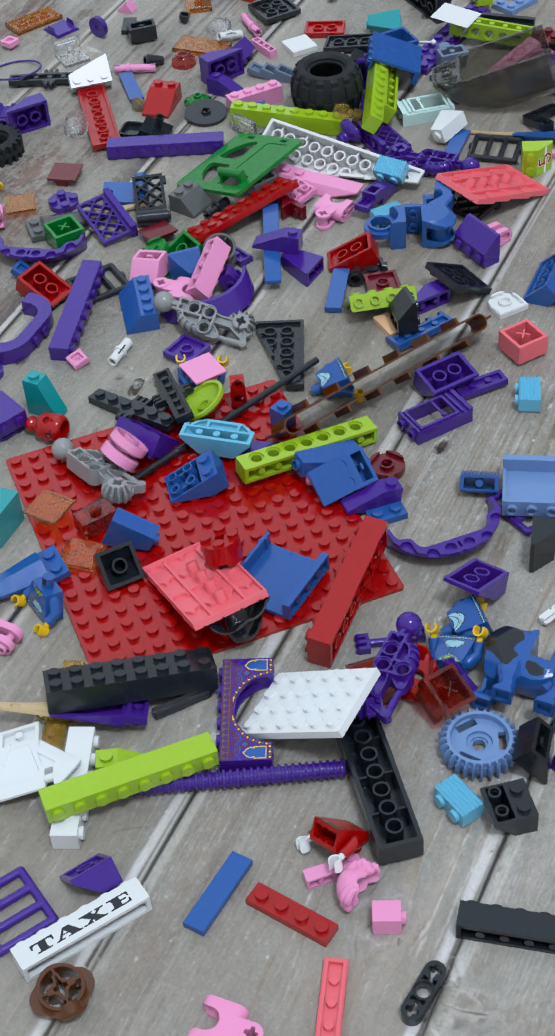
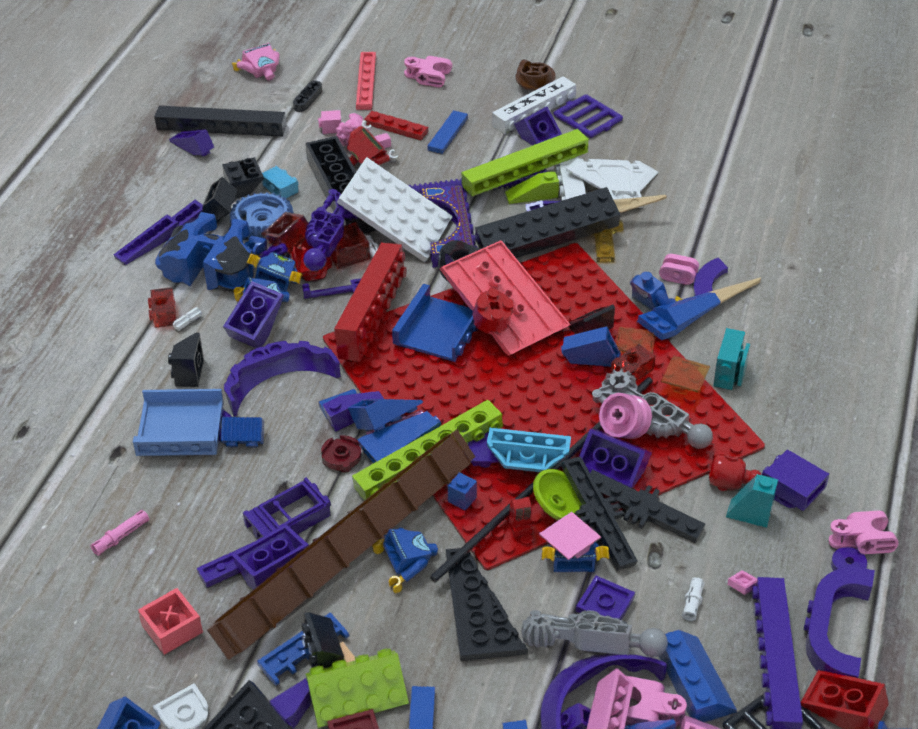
camera: 170 degrees right, 0 degrees up
(197, 479) = (540, 412): blue slope -> none
(528, 394) = (174, 549): medium azure brick -> none

